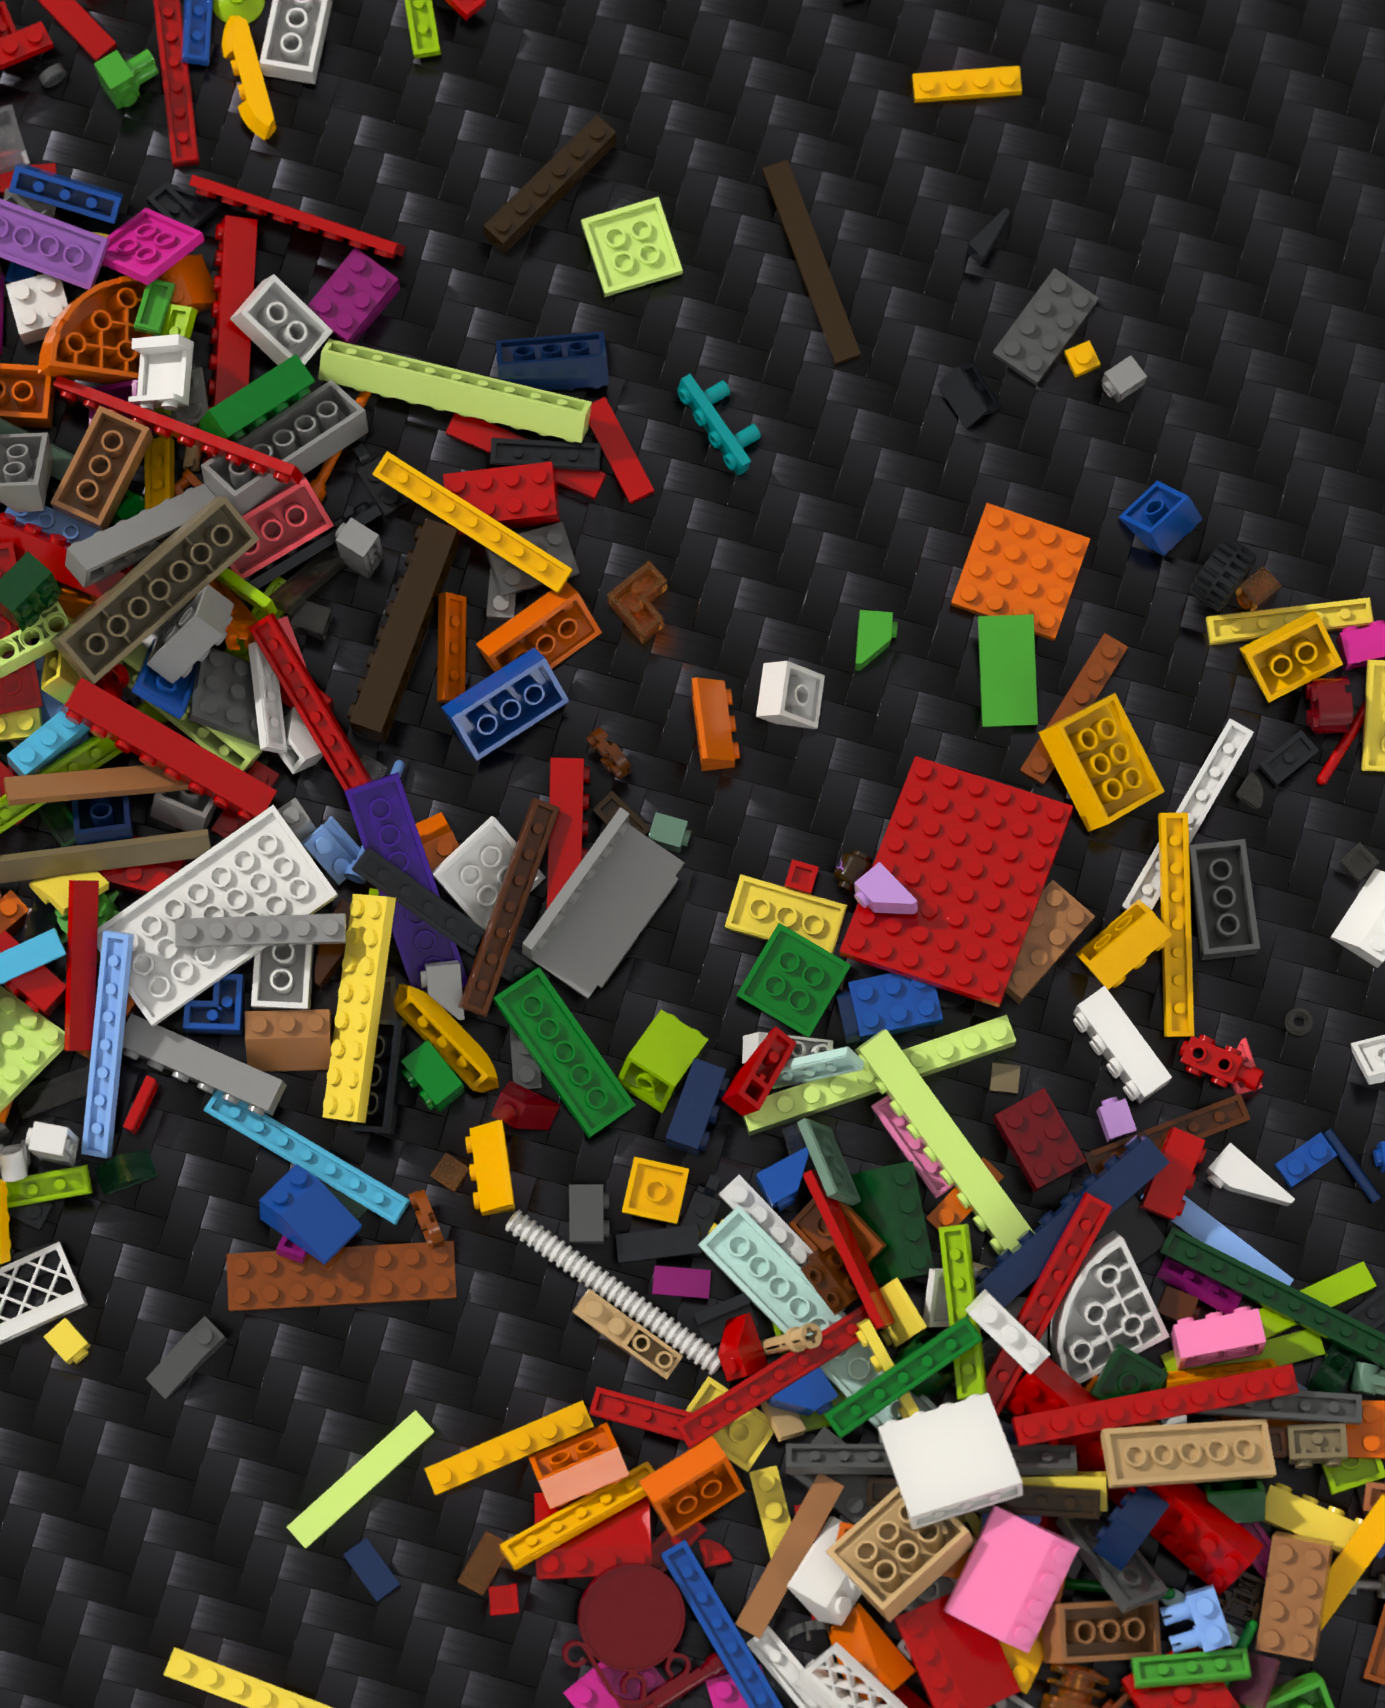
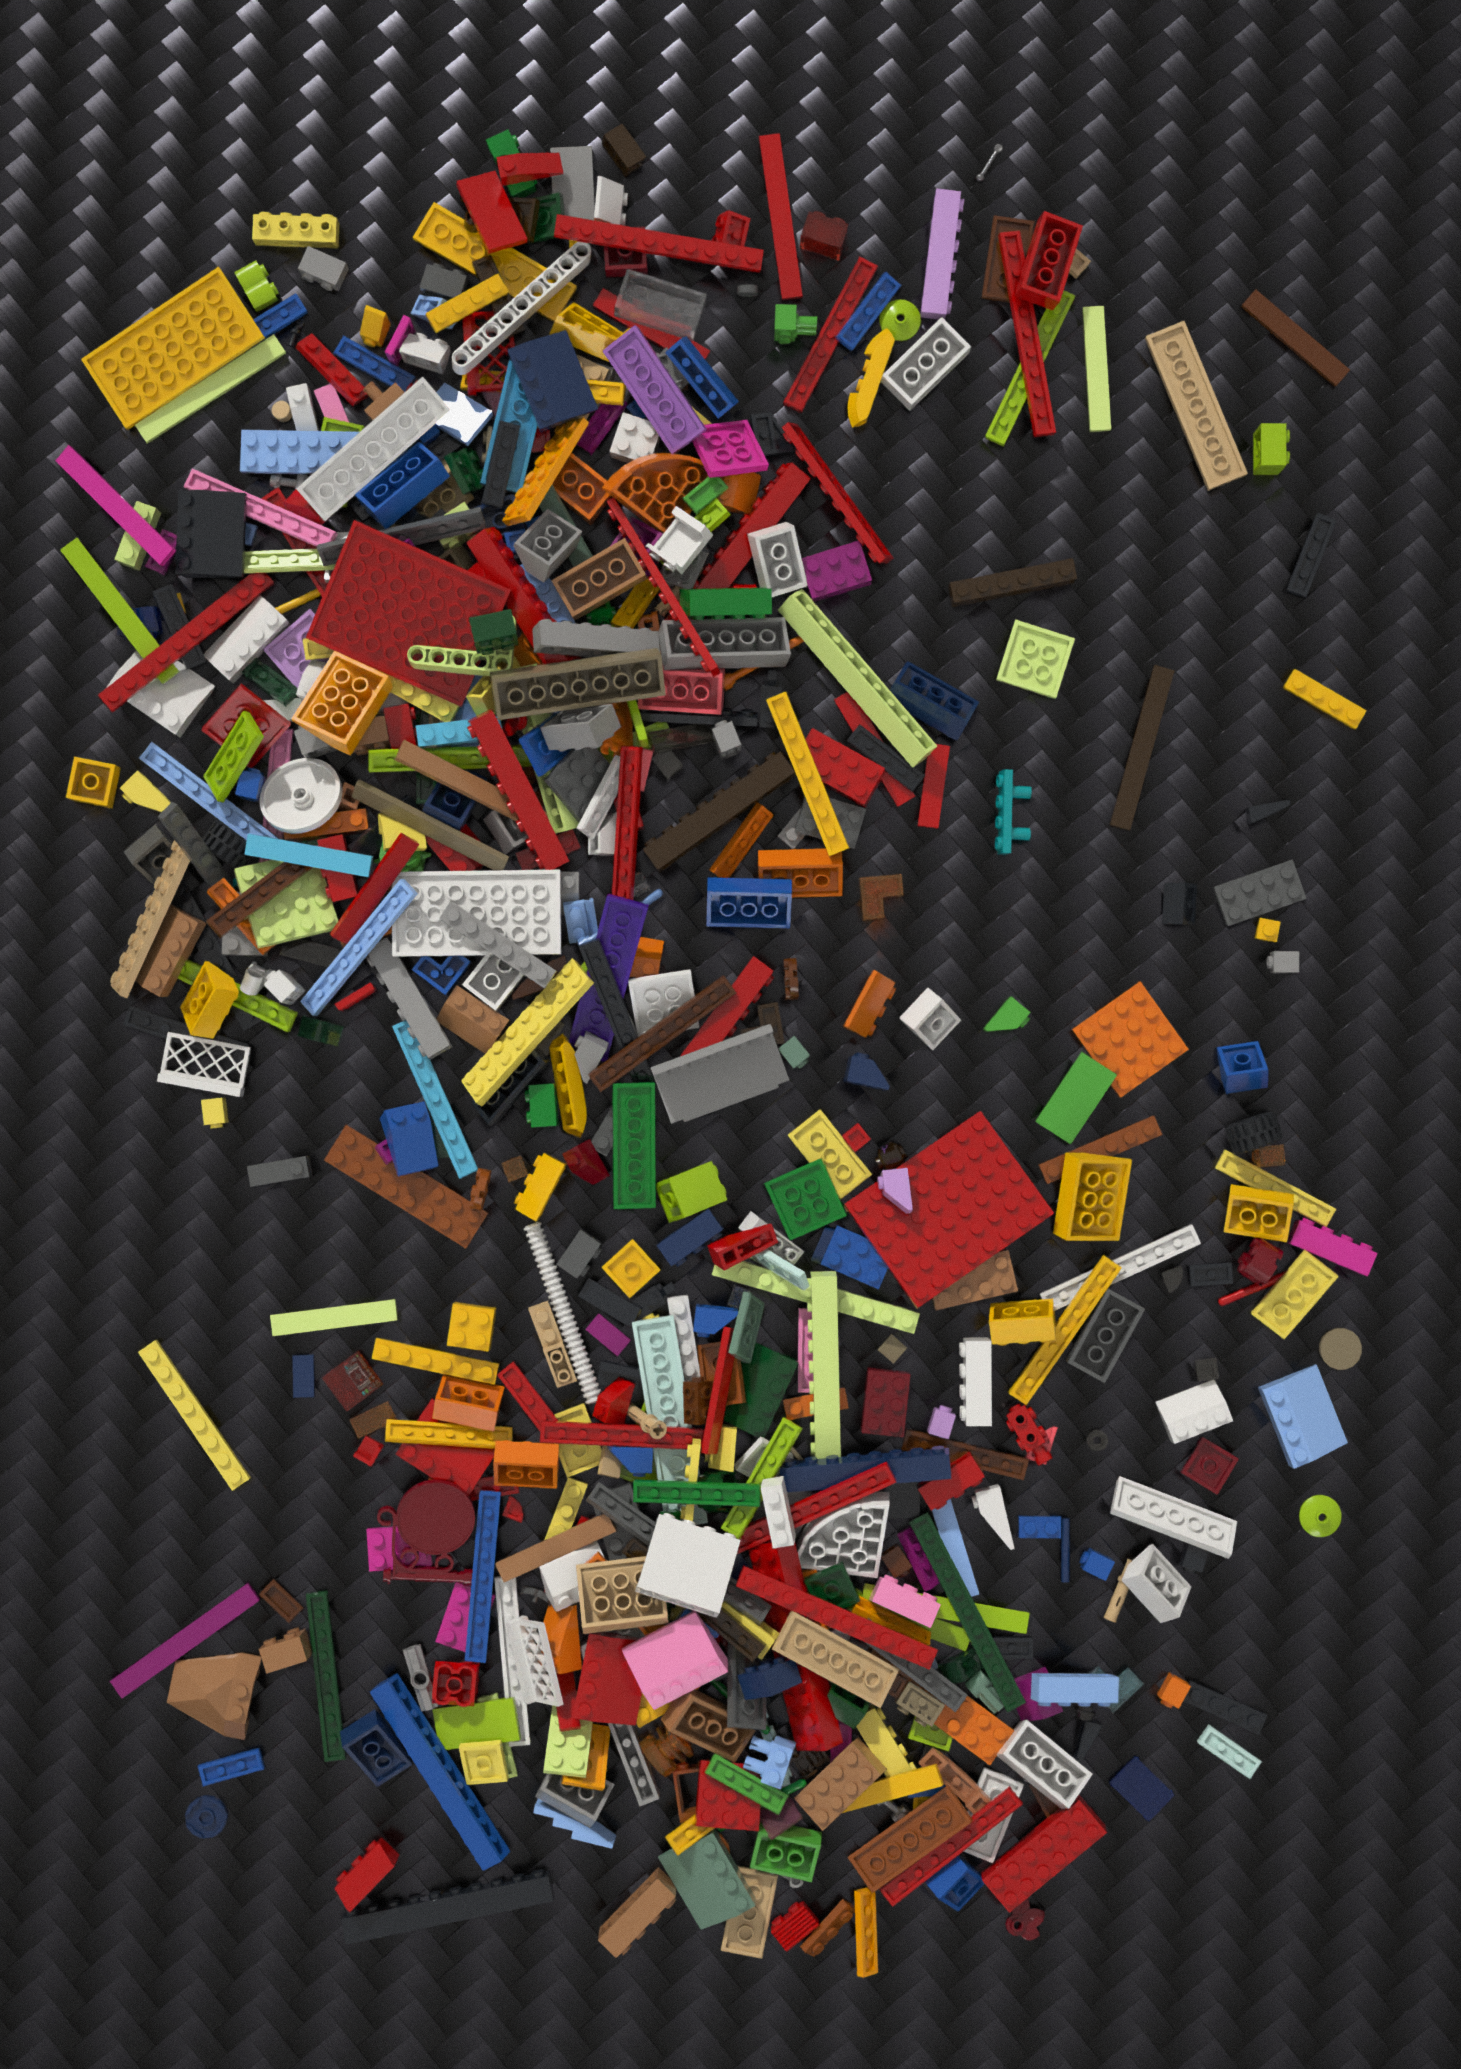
camera: 35 degrees right, 10 degrees up
(431, 1534) = (352, 1380): none -> clear red slope
(523, 1378) = (471, 1326): none -> yellow brick
(762, 794) = (864, 1072): none -> dark blue slope

